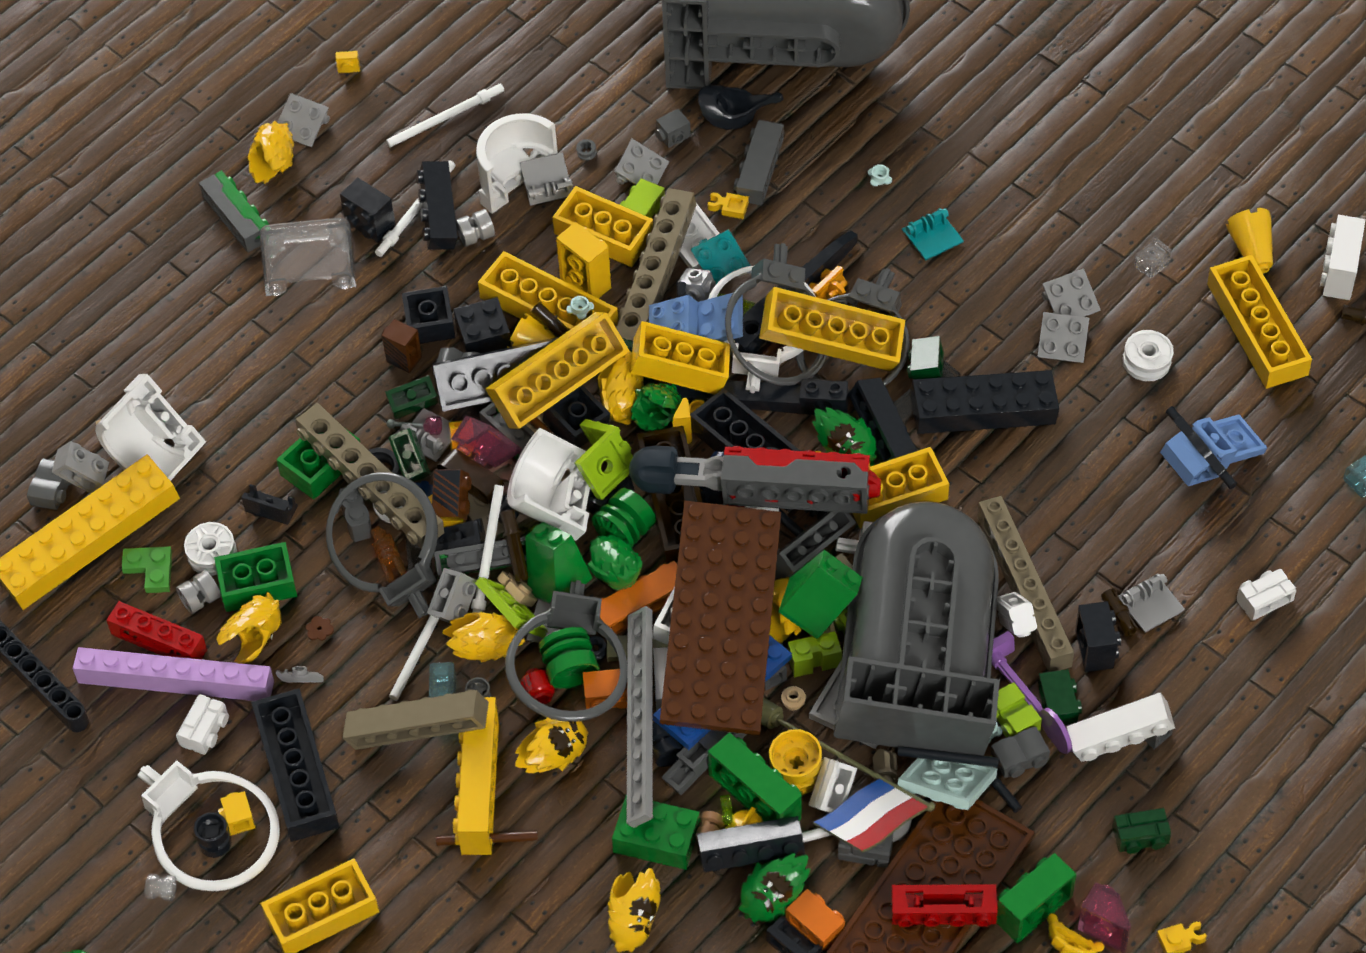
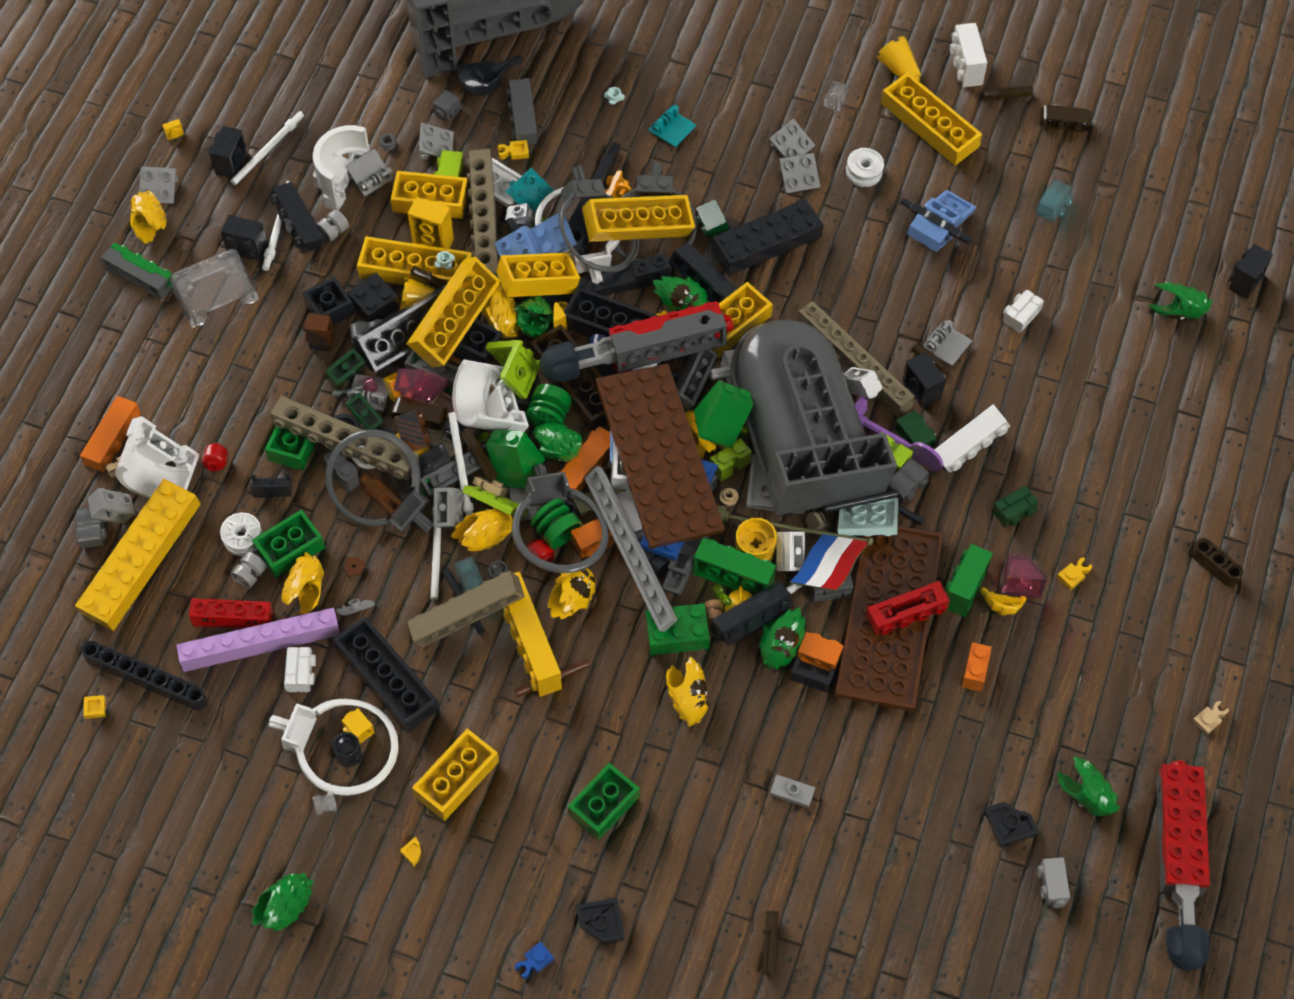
camera: 25 degrees left, 5 degrees up
(109, 389) = (109, 434): none -> orange brick
(153, 562) = (202, 559): bright green plate -> none
(221, 451) = (214, 457): none -> red head
(395, 105) = (228, 151): none -> black brick
(423, 692) = (457, 590): none -> black bar

